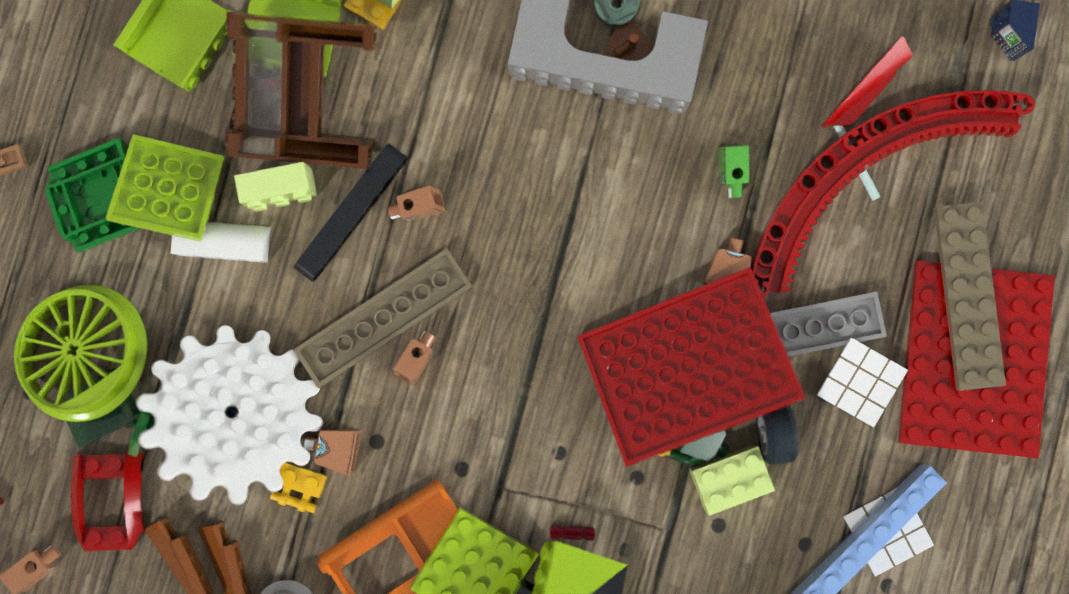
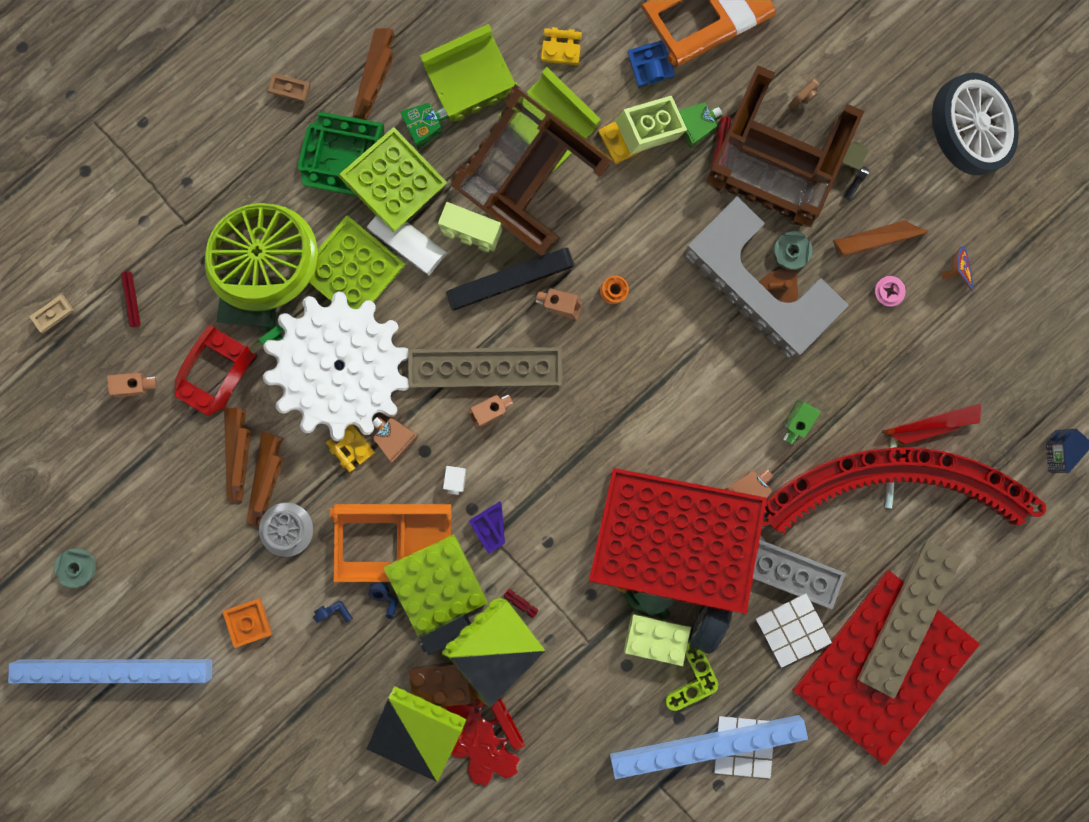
camera: 30 degrees right, 0 degrees up
(79, 89) = (375, 71): none -> dark orange wedge
(161, 110) = (423, 123): none -> green torso
(183, 299) = (354, 264): none -> lime plate
(425, 451) = (454, 479): none -> white brick
(465, 146) = (622, 286): none -> orange wheel
(491, 476) = (490, 527): none -> dark purple wing
(801, 498) = (698, 684): none -> lime beam

